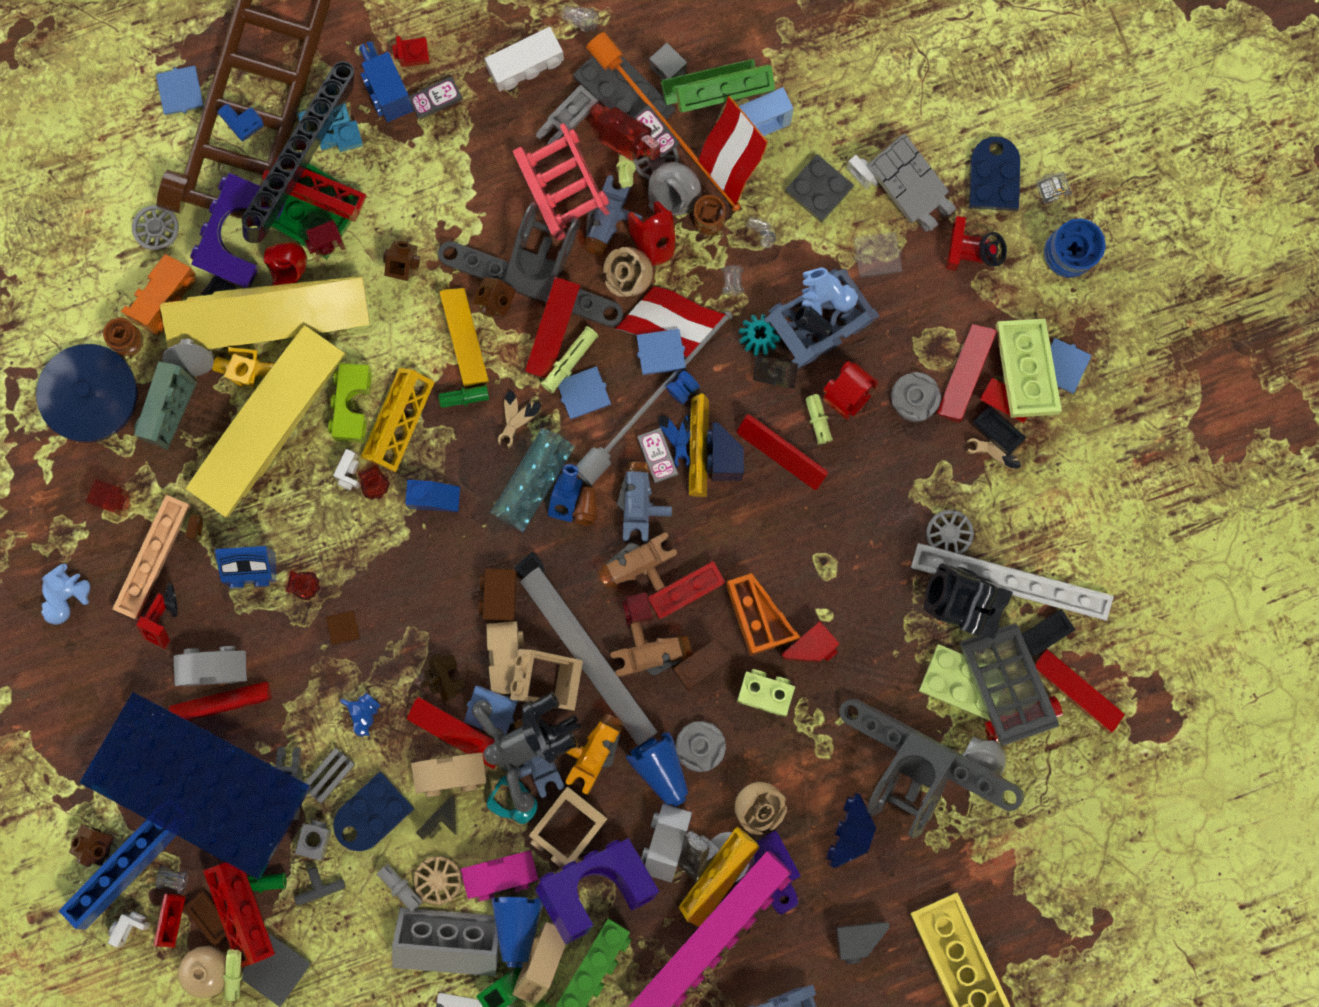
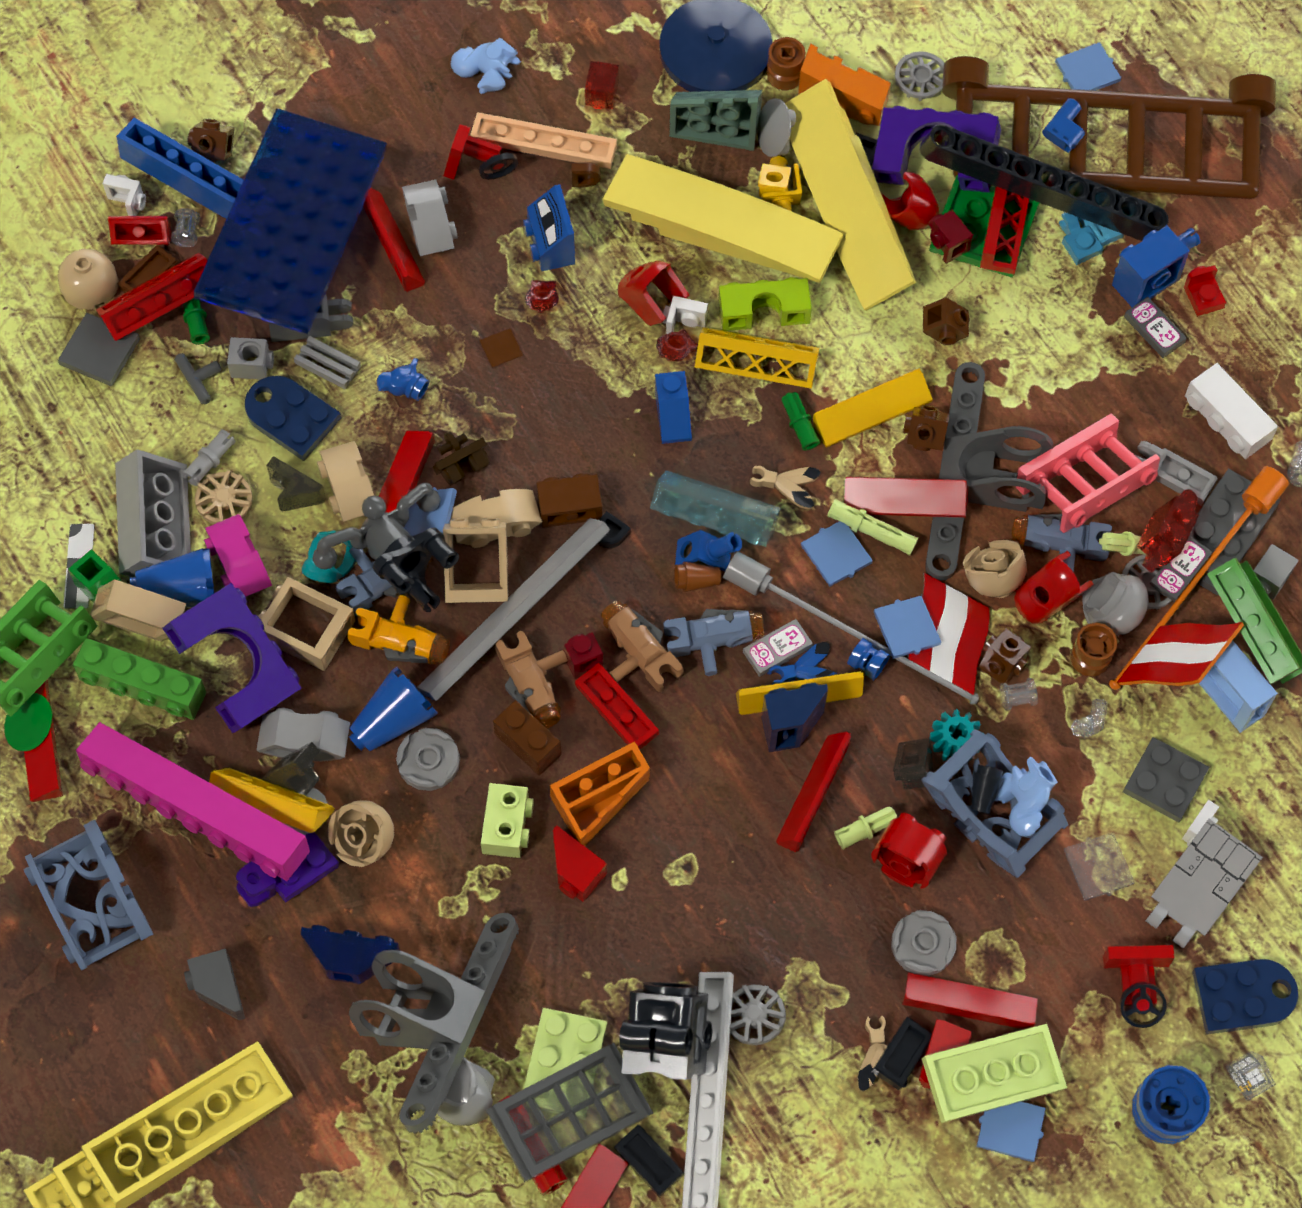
camera: 80 degrees right, 15 degrees down
(232, 975) = (86, 303): yellowish green axle -> none
(320, 495) = (634, 292): none -> red piece
(702, 282) = (1005, 656): none -> reddish brown brick

